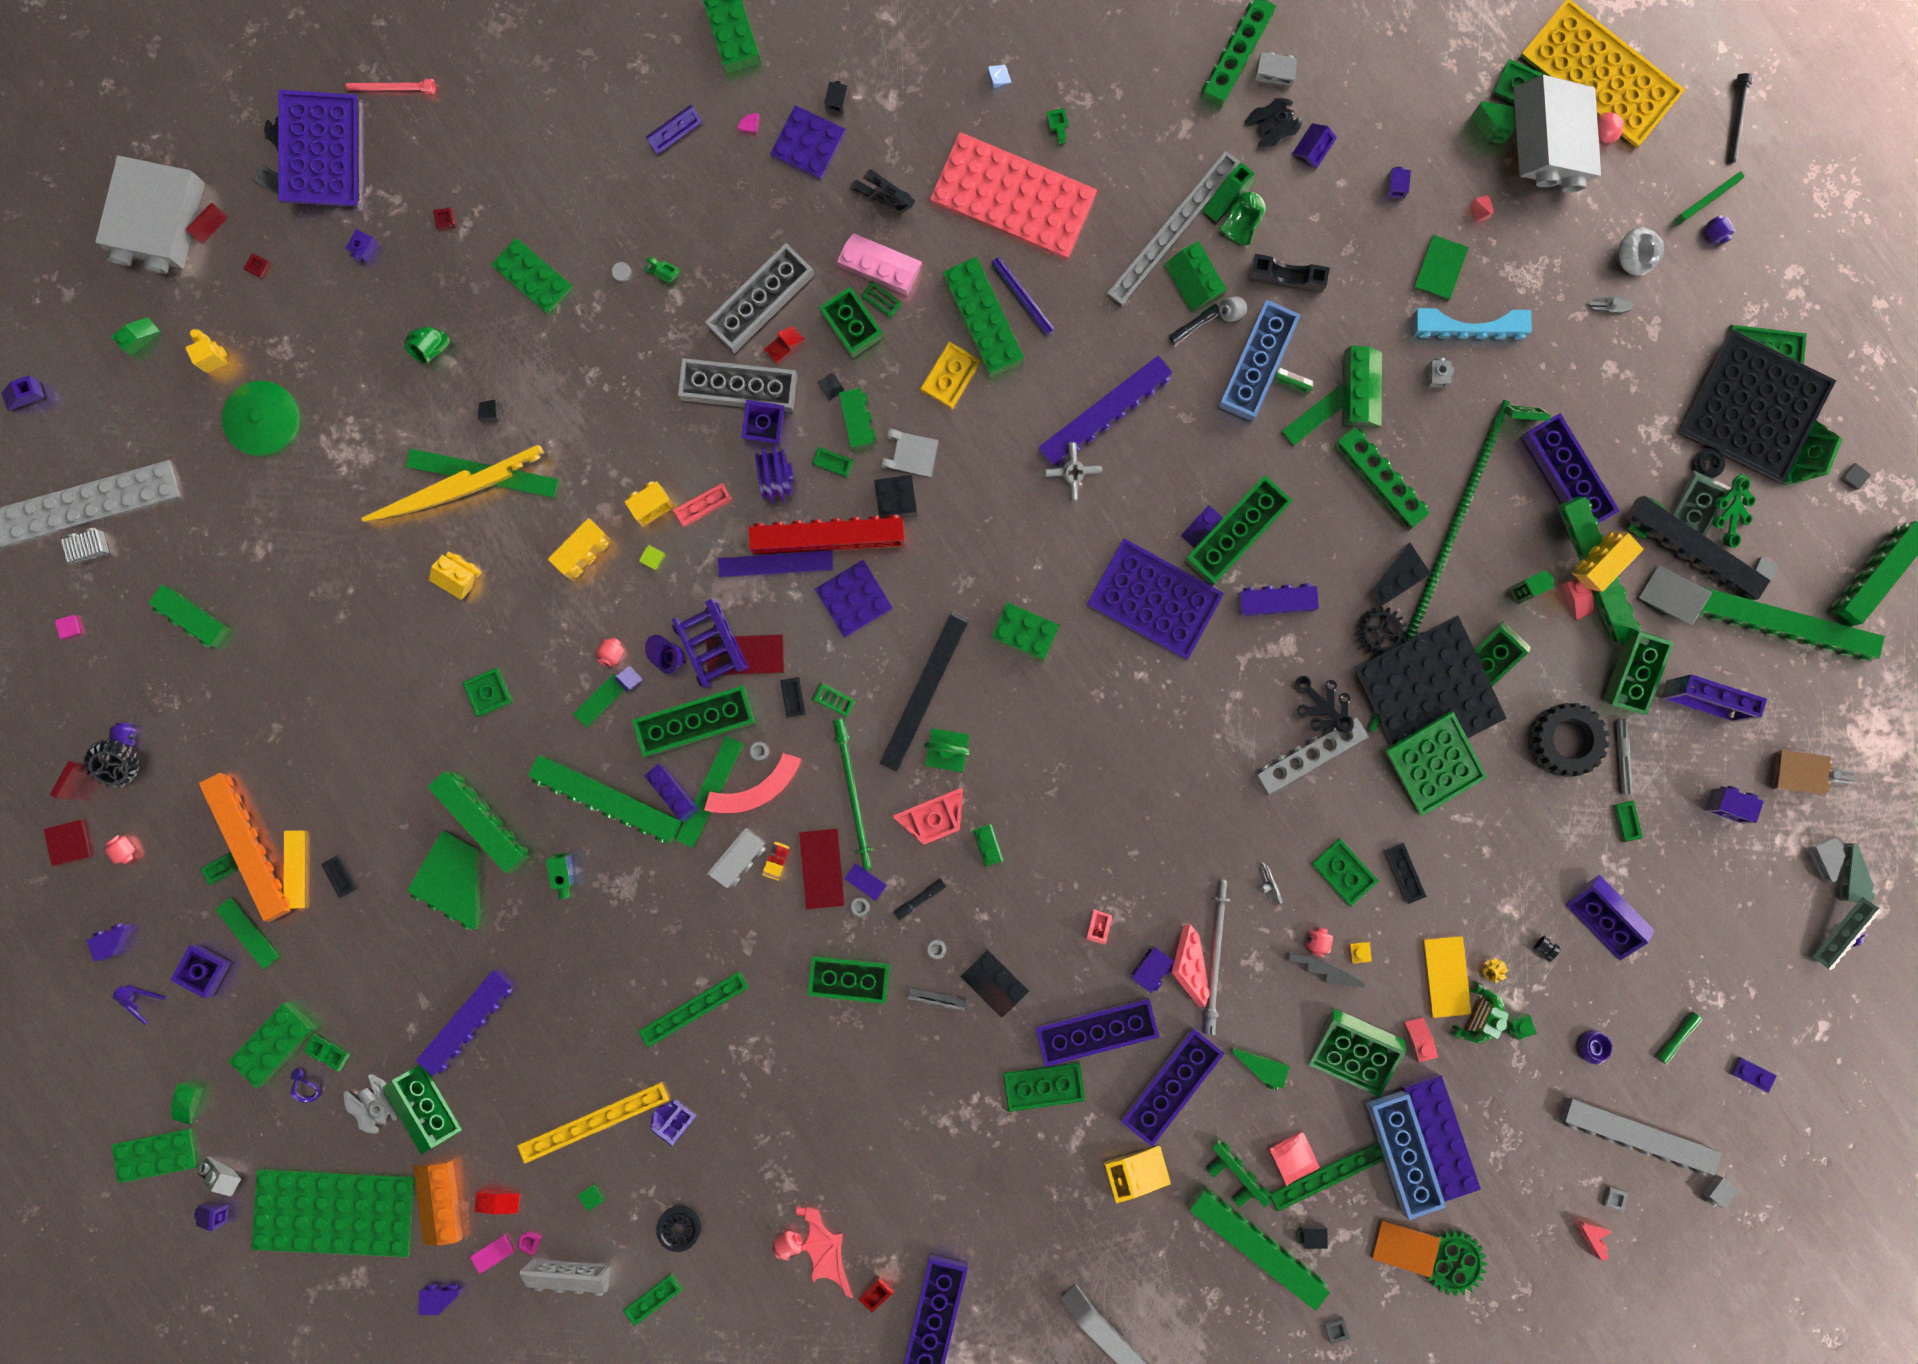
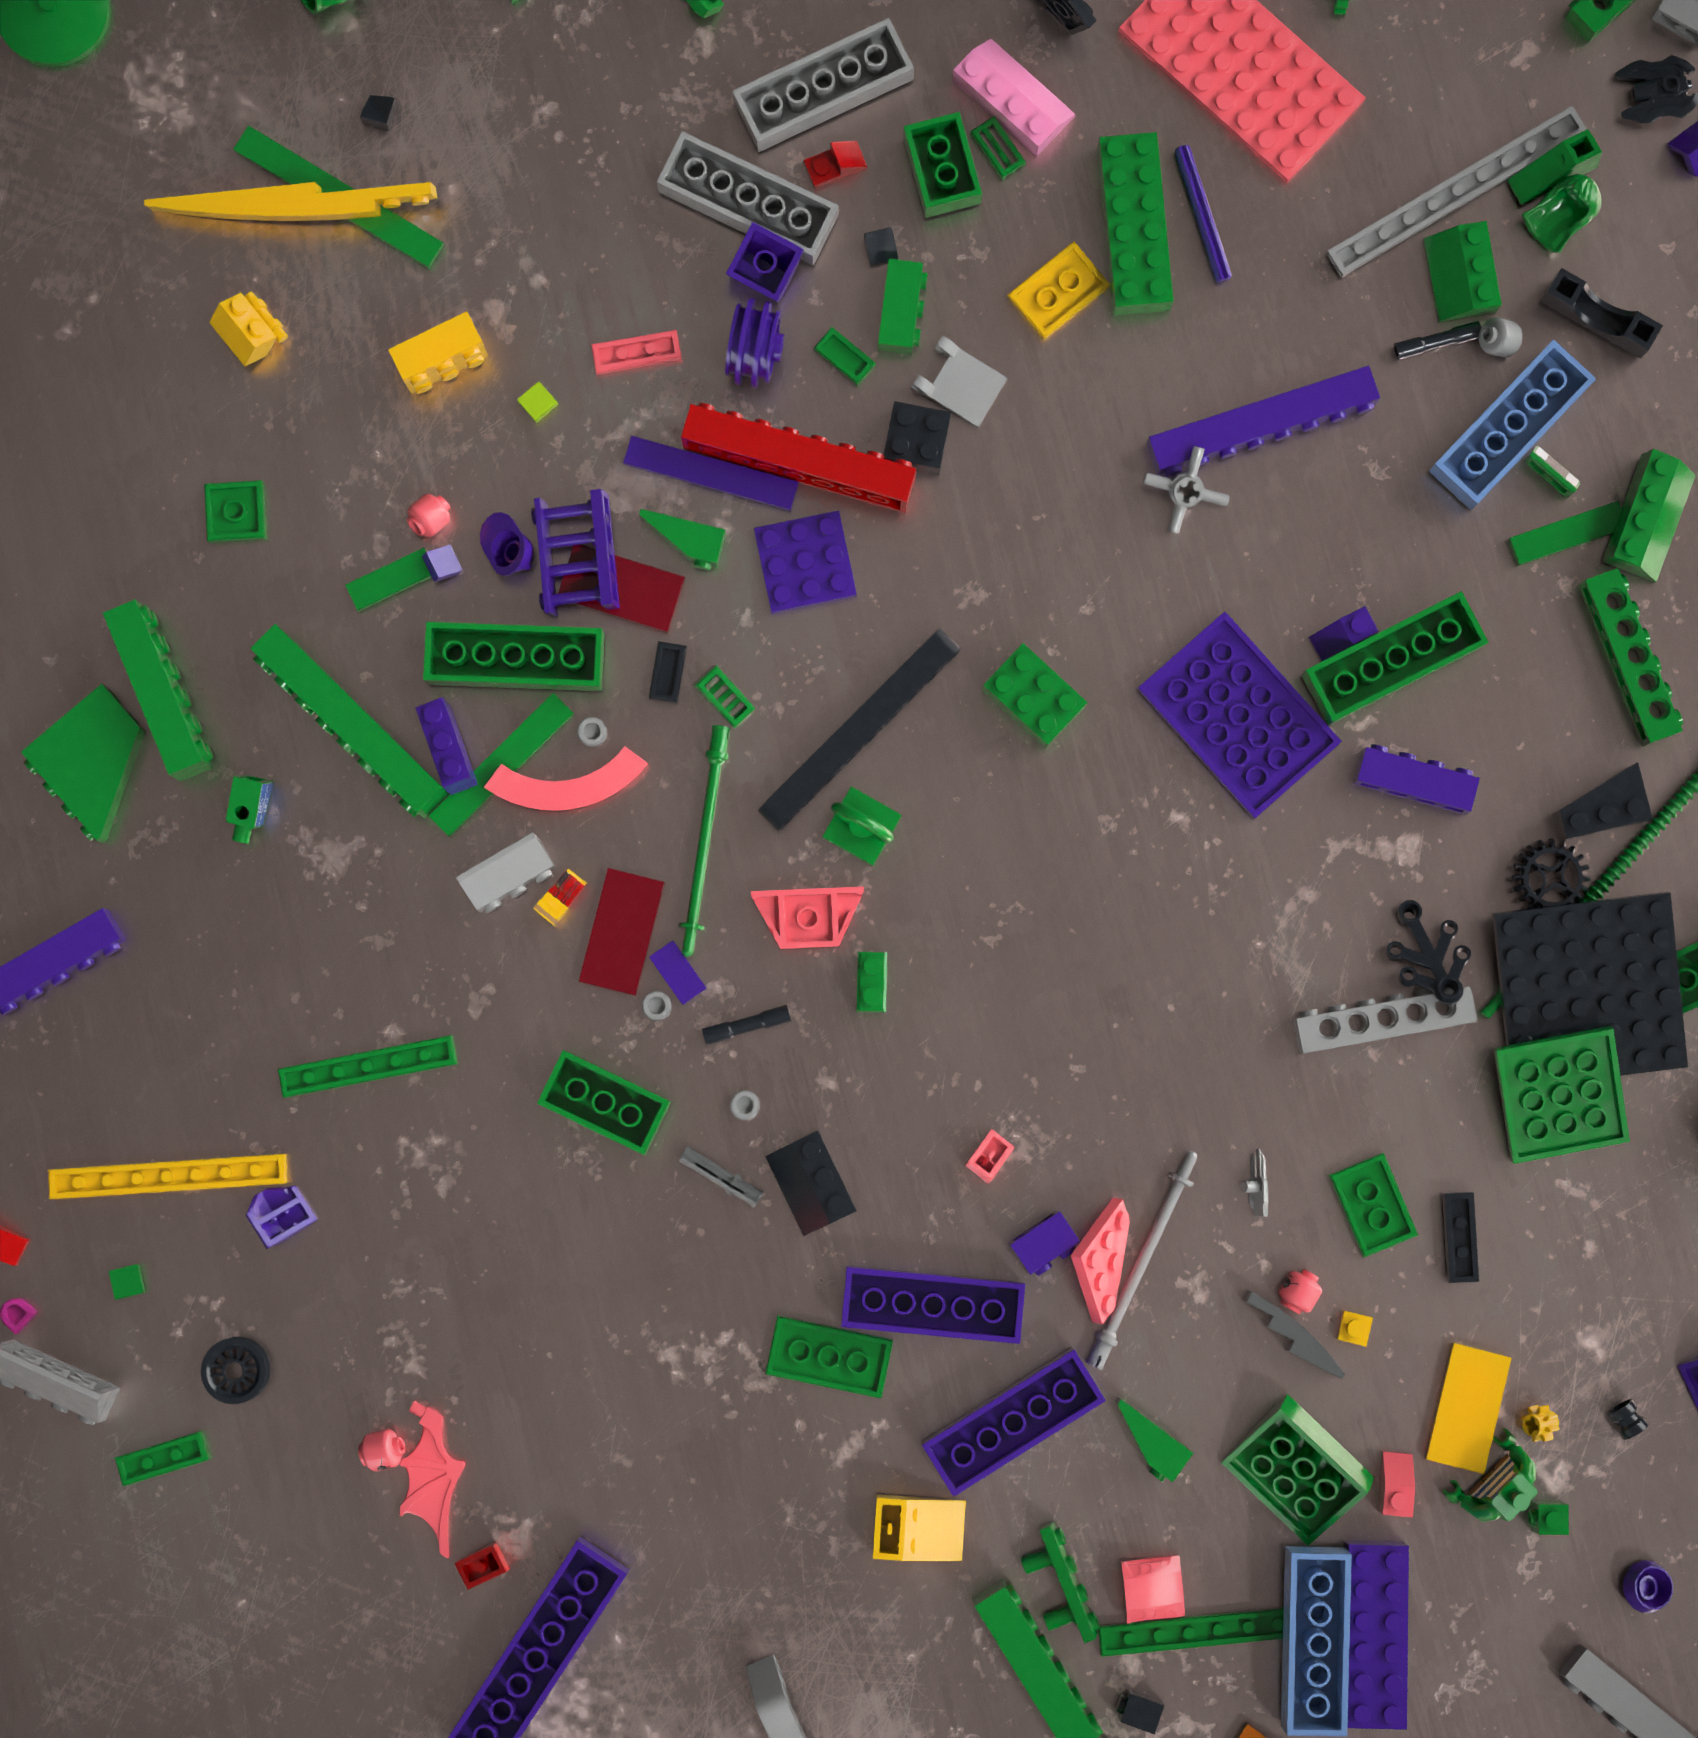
camera: 20 degrees right, 0 degrees up
(649, 503) = (560, 322): yellow brick -> none
(780, 610) = (691, 539): none -> green slope

